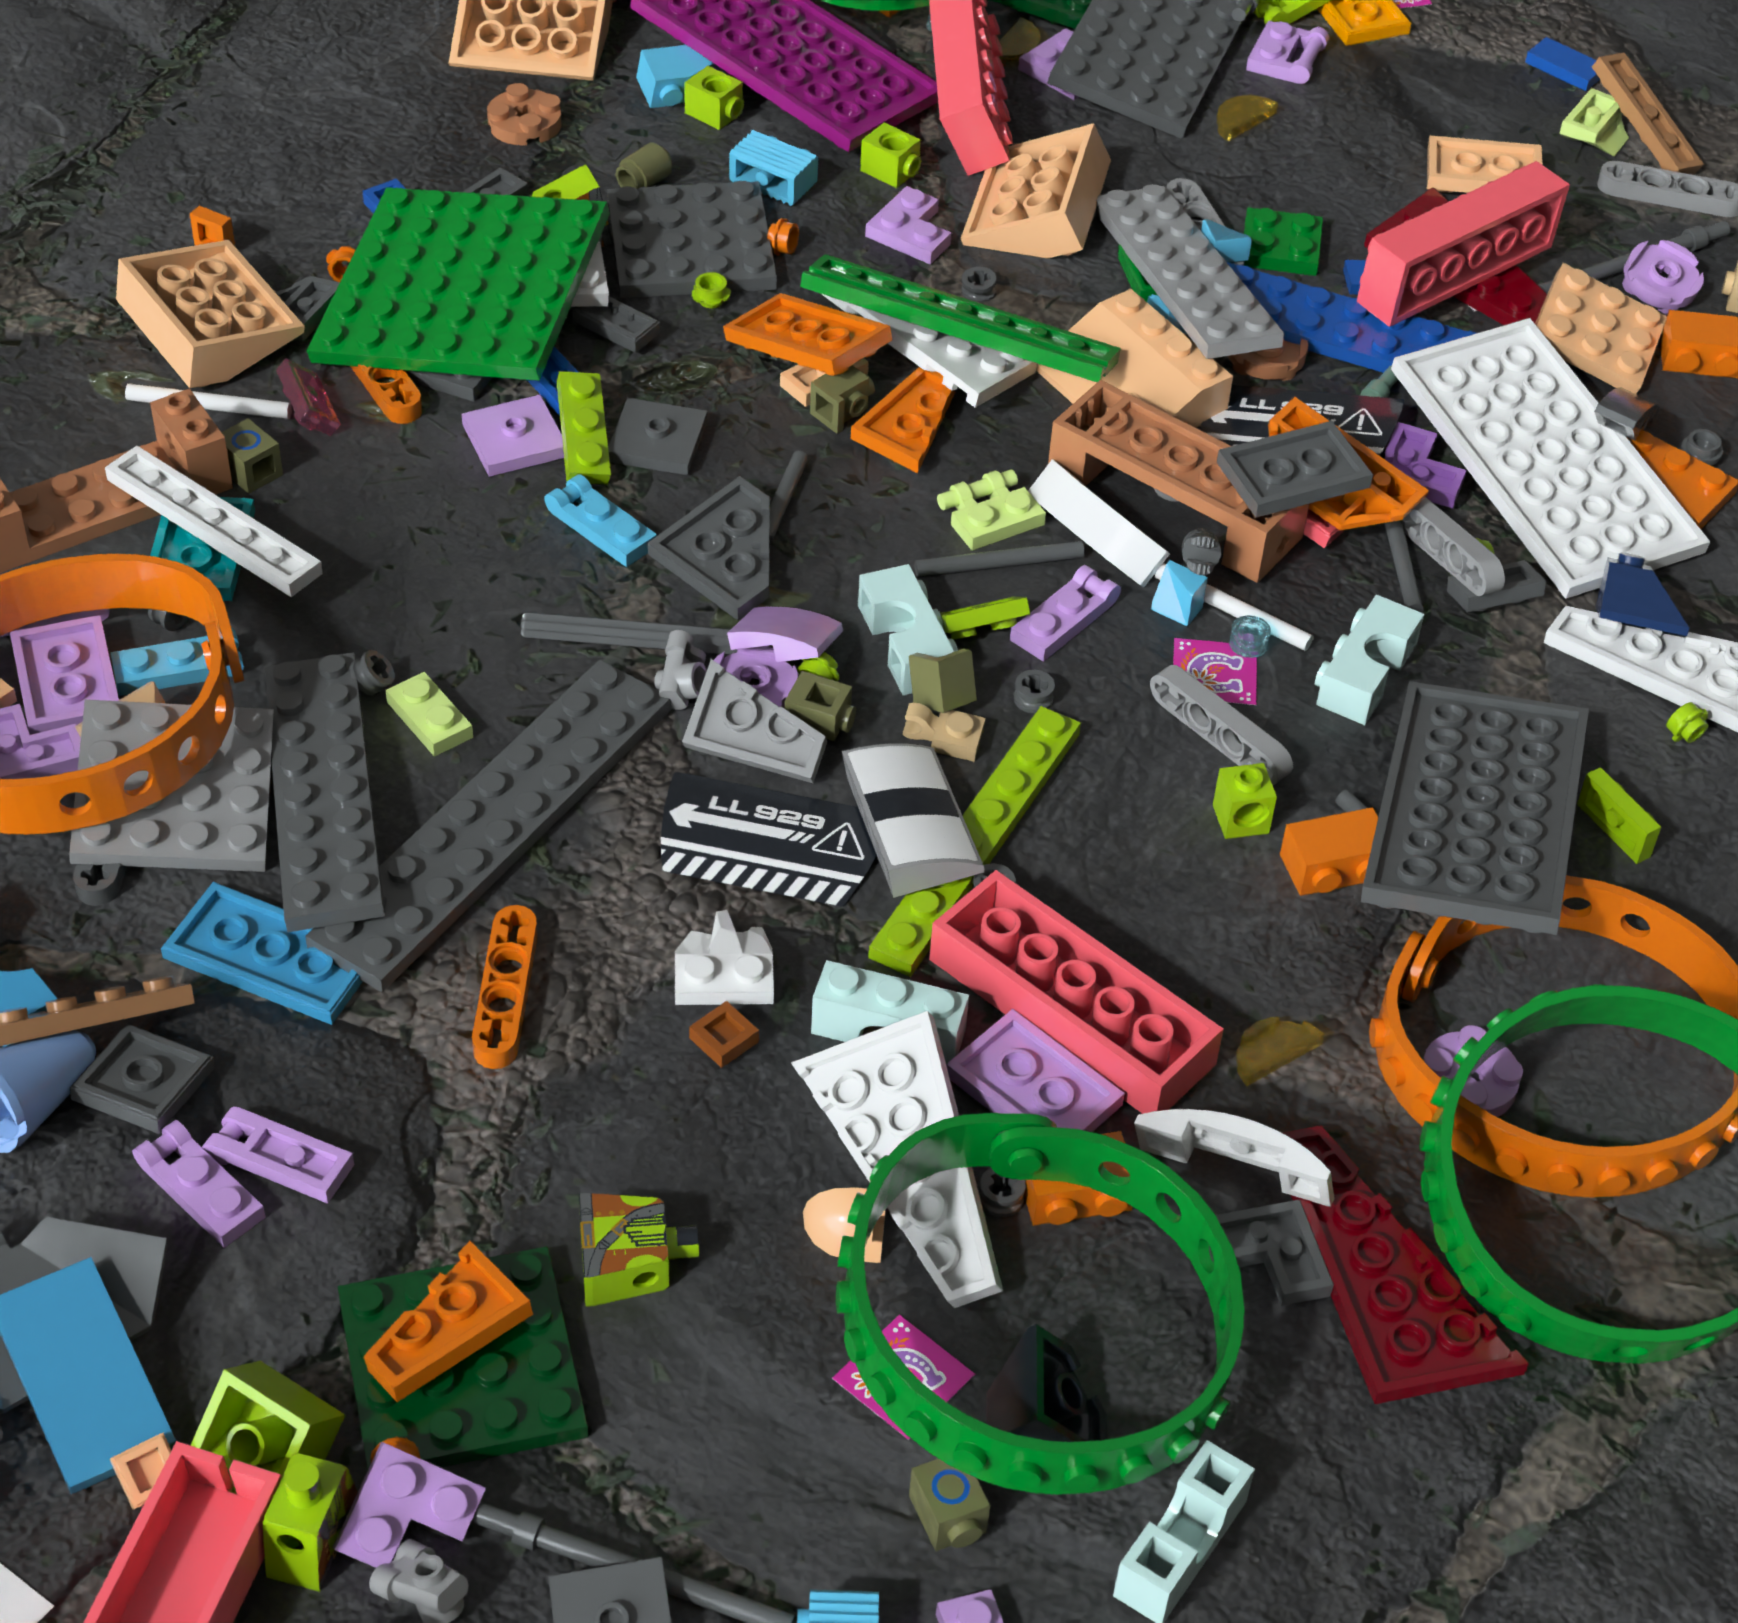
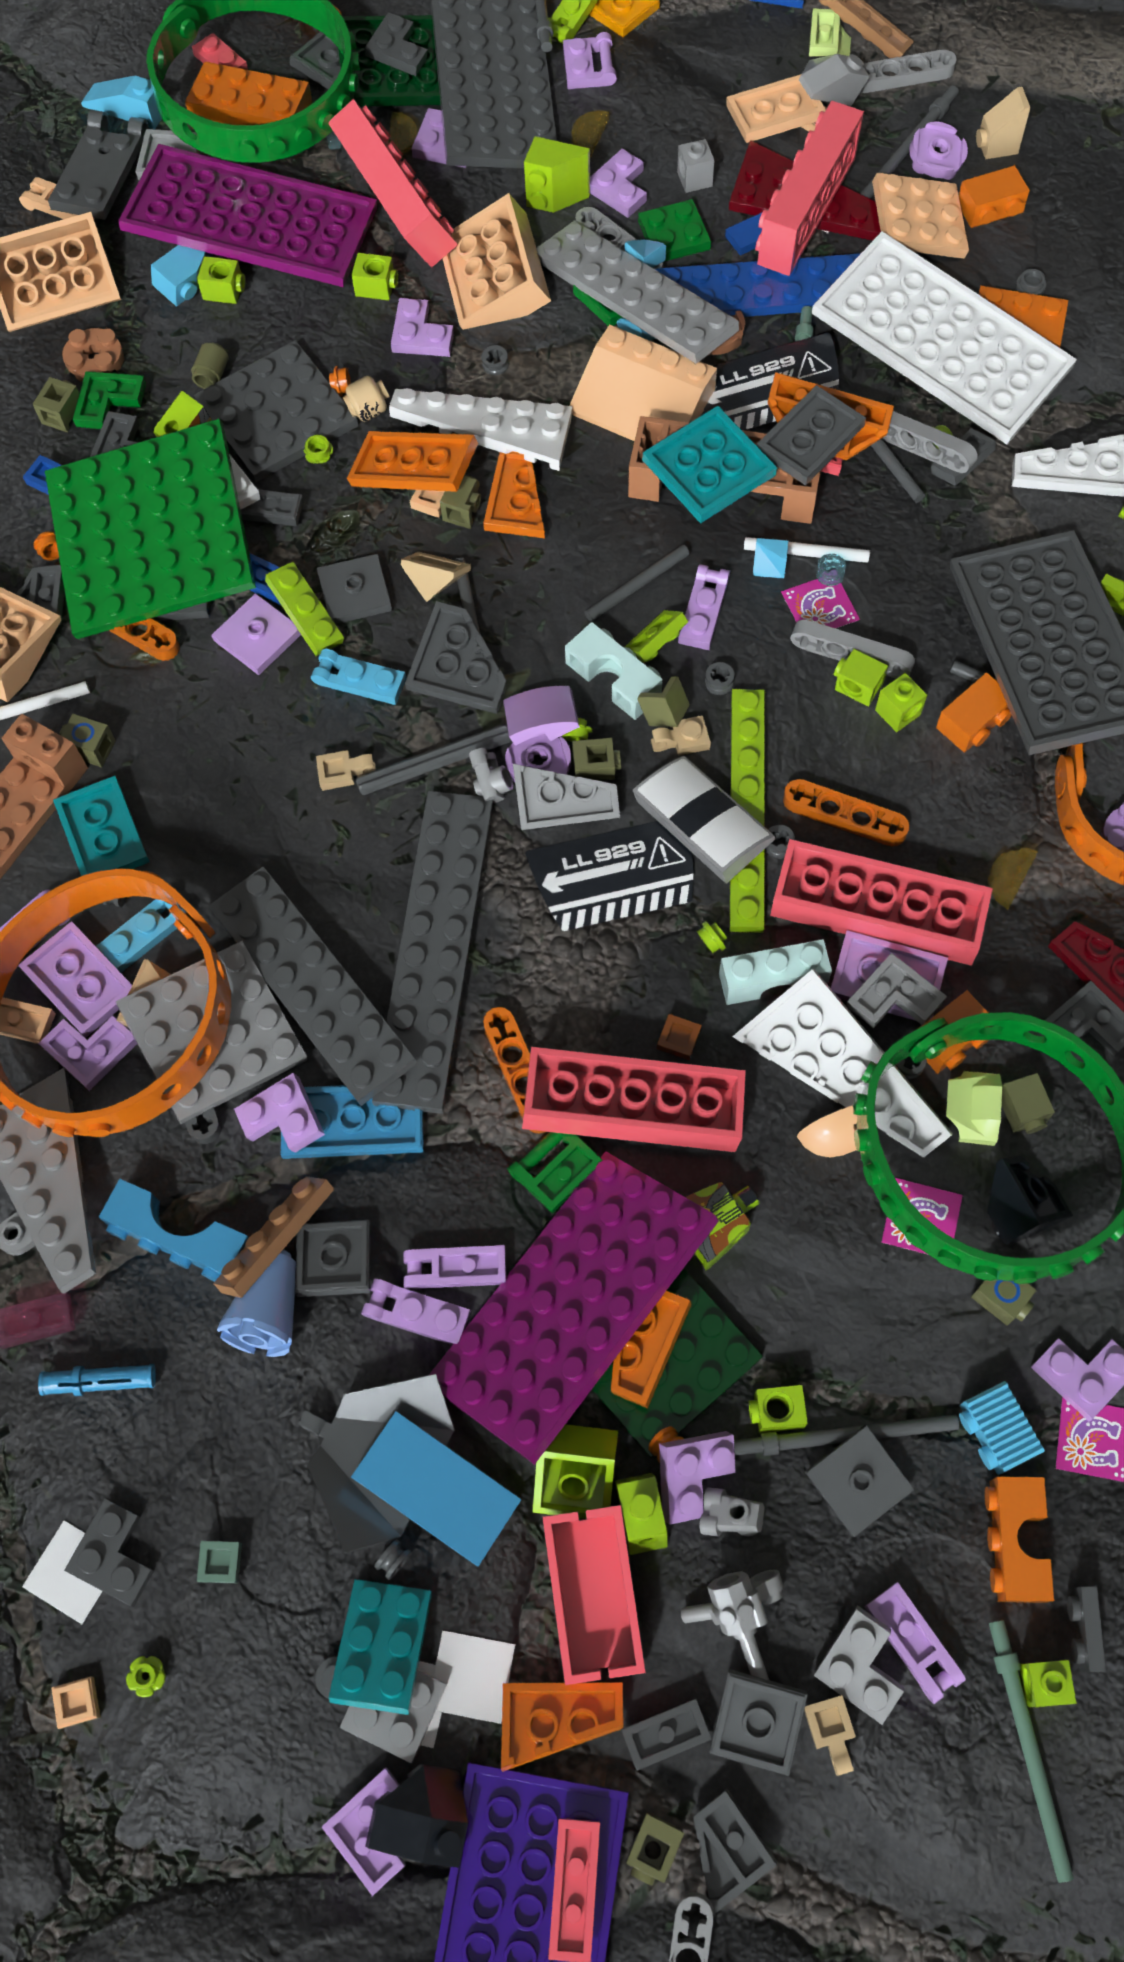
camera: 20 degrees left, 20 degrees up
(140, 1468) = (518, 1529): light nougat tile -> none
(197, 899) = (283, 1106): none -> lavender plate
(214, 521) = (103, 810): white plate -> none
(307, 397) = (97, 672): clear pink plate -> none
(372, 672) = (285, 875): dark grey bush -> none
(383, 1244) = (571, 1305): none -> magenta plate
(429, 714) = (339, 886): yellowish green plate -> none
(450, 141) = (57, 403): none -> olive brick
(477, 1115) = (561, 1175): none -> green plate
(510, 149) = (103, 390): none -> green plate
(513, 595) = (338, 769): none -> tan plate
(574, 1512) = (794, 1402): none -> lime brick
(615, 1063) = (634, 1099): none -> coral brick
(724, 966) = (648, 986): white plate -> none
(757, 454) = (432, 573): none -> tan slope
(779, 167) = (300, 321): medium azure brick -> none
(794, 257) = (366, 398): none -> tan head
(839, 944) = (712, 936): none -> lime plate
(961, 318) = (510, 402): green plate -> none
(995, 518) = (616, 551): yellowish green plate -> none
(1022, 1083) = (899, 985): none -> light grey plate
(1052, 1275) = (975, 1106): none -> yellowish green slope
(1098, 523) = (681, 526): white slope -> none
(1104, 888) = (843, 817): none -> orange beam
(1122, 1299) = (1026, 1104): none -> olive brick
(1148, 450) = (709, 464): none -> teal plate
(1167, 132) = (556, 174): none -> lime slope
(1178, 1131) = (1087, 965): white slope -> none
(1201, 551) = (771, 521): dark grey hinge -> none
(1205, 749) = (860, 677): none -> lime brick
(1241, 171) = (614, 185): none -> lavender plate
(1346, 185) = (695, 165): none -> light grey brick
(1361, 662) = (915, 575): light aqua arch -> none
(1410, 452) = (857, 381): medium lavender plate -> none
(1577, 159) = (834, 78): none -> light grey slope
(1626, 412) = (983, 281): dark grey slope -> none
(1637, 597) = (1059, 430): dark blue slope -> none

